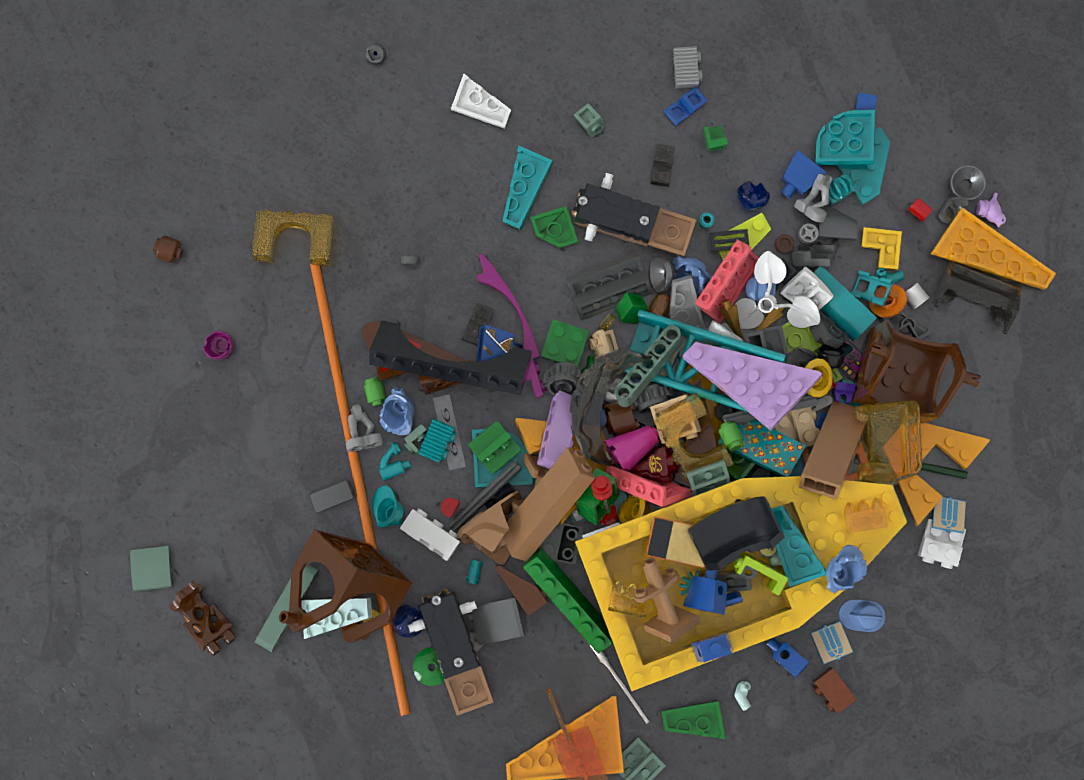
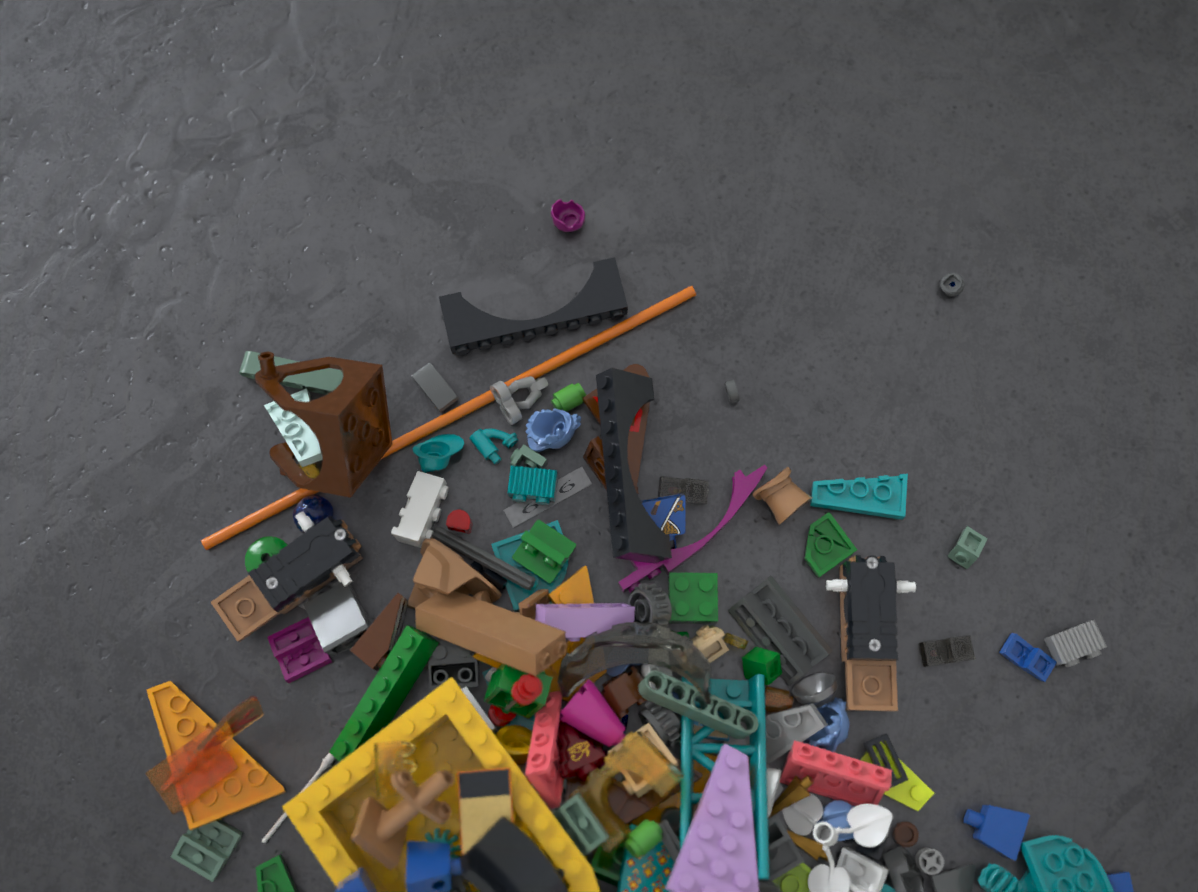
camera: 70 degrees right, 10 degrees down
(151, 568) = (301, 220): sand green slope -> none
(167, 249) = (656, 134): reddish brown head -> none
(186, 603) = (273, 267): reddish brown hips -> none
(270, 224) = (719, 230): clear yellow arch -> none
(291, 453) = (473, 329): none -> black arch
(474, 572) = (390, 574): teal pin -> none
(479, 104) = (938, 415): white wing -> none
(507, 248) = (782, 496): none -> medium nougat hat
(511, 658) = (298, 650): none -> magenta slope
(709, 217) = (905, 725): teal pin -> none
(714, 138) = (1002, 705): green panel -> none
(753, 196) = (949, 774): clear blue hair -> none
(806, 205) = (961, 857): light grey piece -> none

